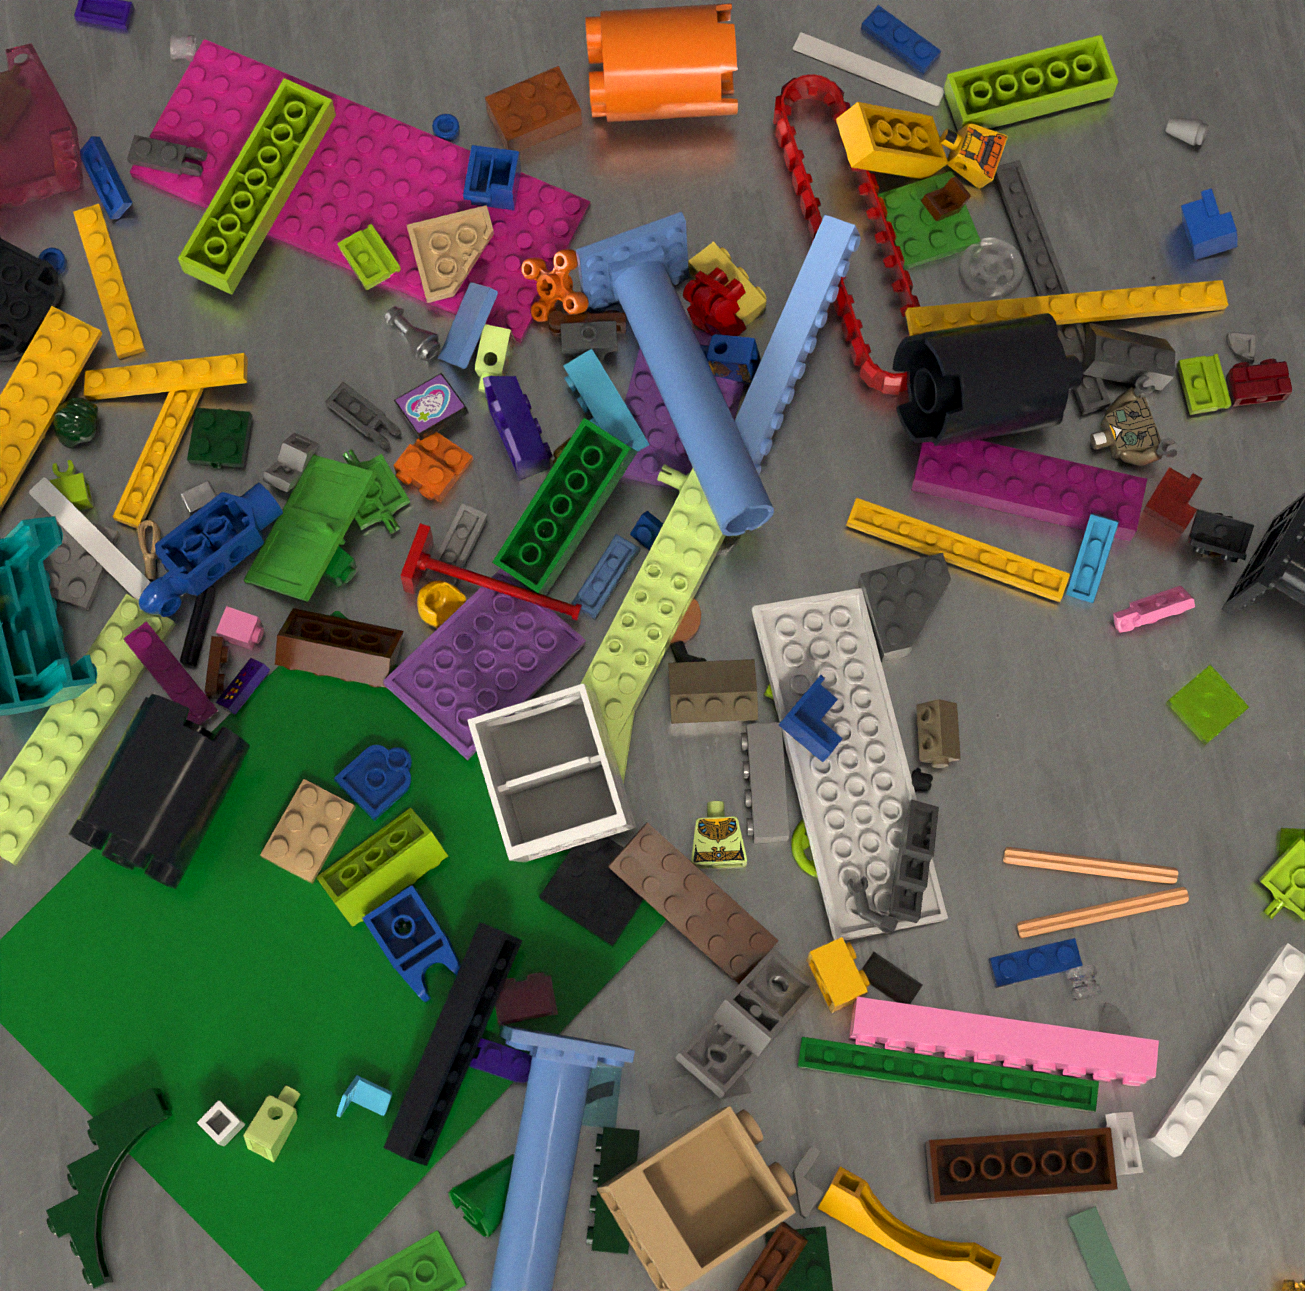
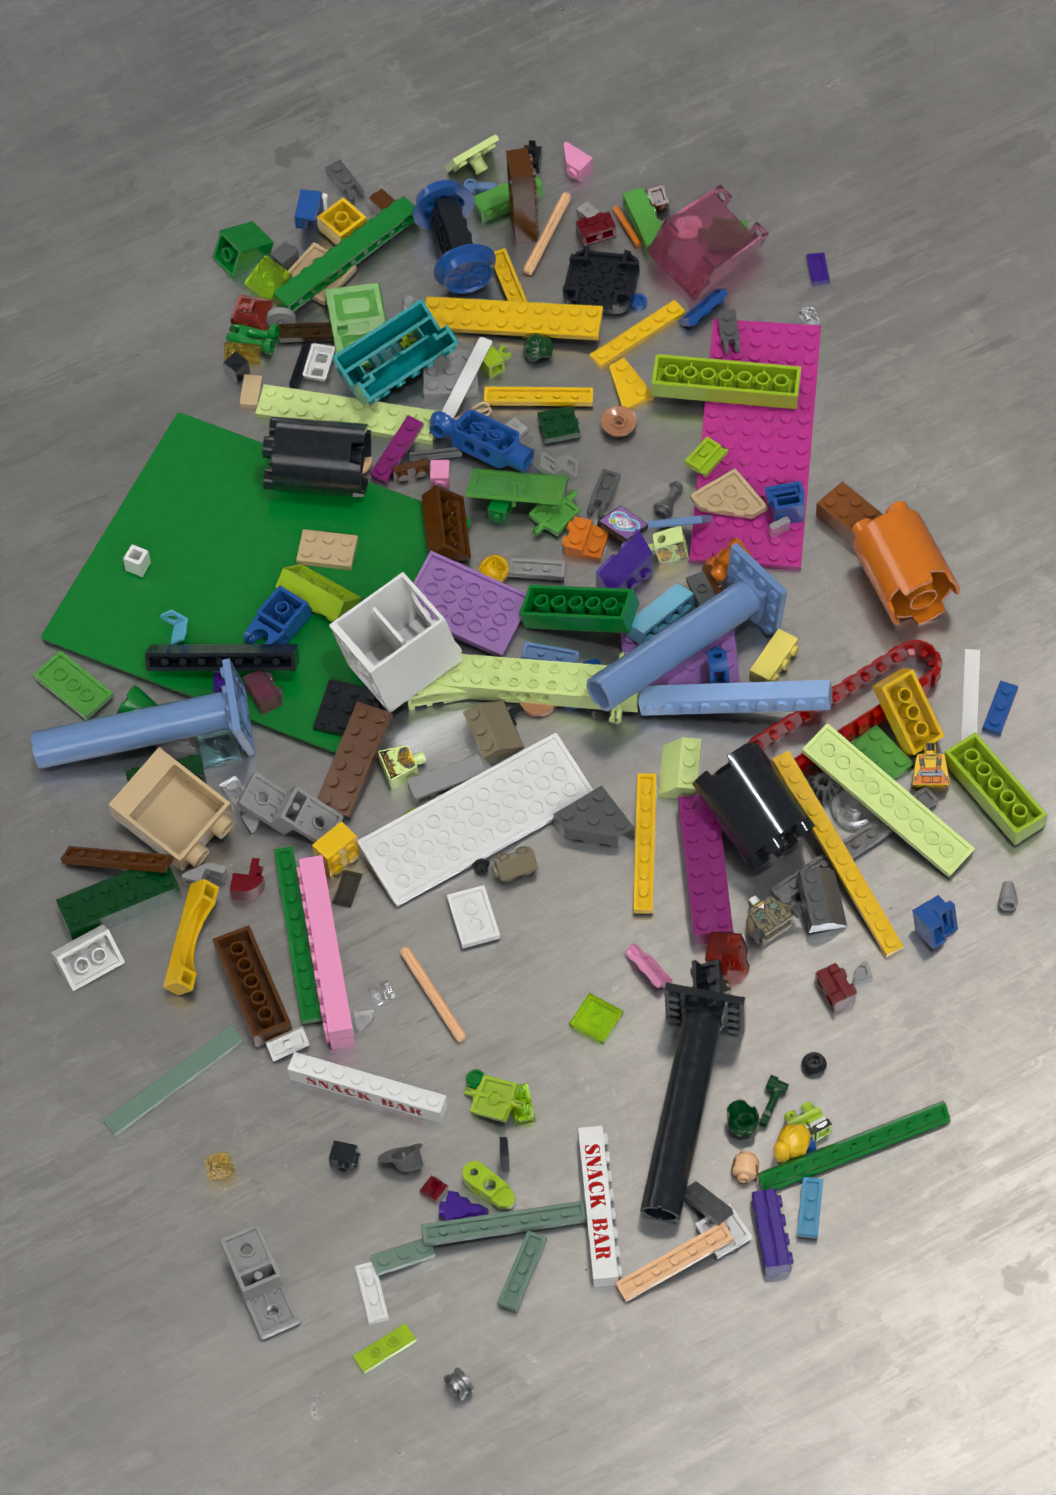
camera: 75 degrees right, 15 degrees down
(92, 1176) = (88, 512): dark green arch -> none
(166, 376) = (584, 381): yellow plate -> none
(196, 320) = (629, 386): none -> yellow wing
(243, 686) = (404, 488): dark purple tile -> none
(255, 342) = (618, 415): none -> nougat dish
(269, 1135) = (144, 585): yellowish green torso -> none
(377, 778) = (370, 572): blue plate -> none
(420, 560) = (518, 547): red tile -> none
(446, 127) = (819, 474): blue tile -> none
(524, 202) = (779, 526): none -> piece
(714, 304) = (751, 647): red hips -> none
(805, 721) = (493, 779): blue panel -> none
(846, 1122) = (248, 886): none -> dark red brick
(857, 463) = (679, 767): none -> yellowish green slope
(883, 922) = (382, 848): dark grey arm -> none
(913, 861) = (423, 870): dark grey slope -> none
(946, 200) = (884, 758): reddish brown bracket -> none
(948, 283) = (823, 786): none -> dark grey gear
(999, 817) = (473, 916): none -> white plate
(1009, 218) = (888, 800): none -> yellowish green plate
(1035, 962) = (386, 964): blue plate -> none
(1090, 865) = (461, 979): light nougat axle -> none
(1092, 557) = (666, 916): dark azure plate -> none
(1203, 384) = (822, 954): lime plate -> none
(1254, 895) = (474, 1078): none -> green plate

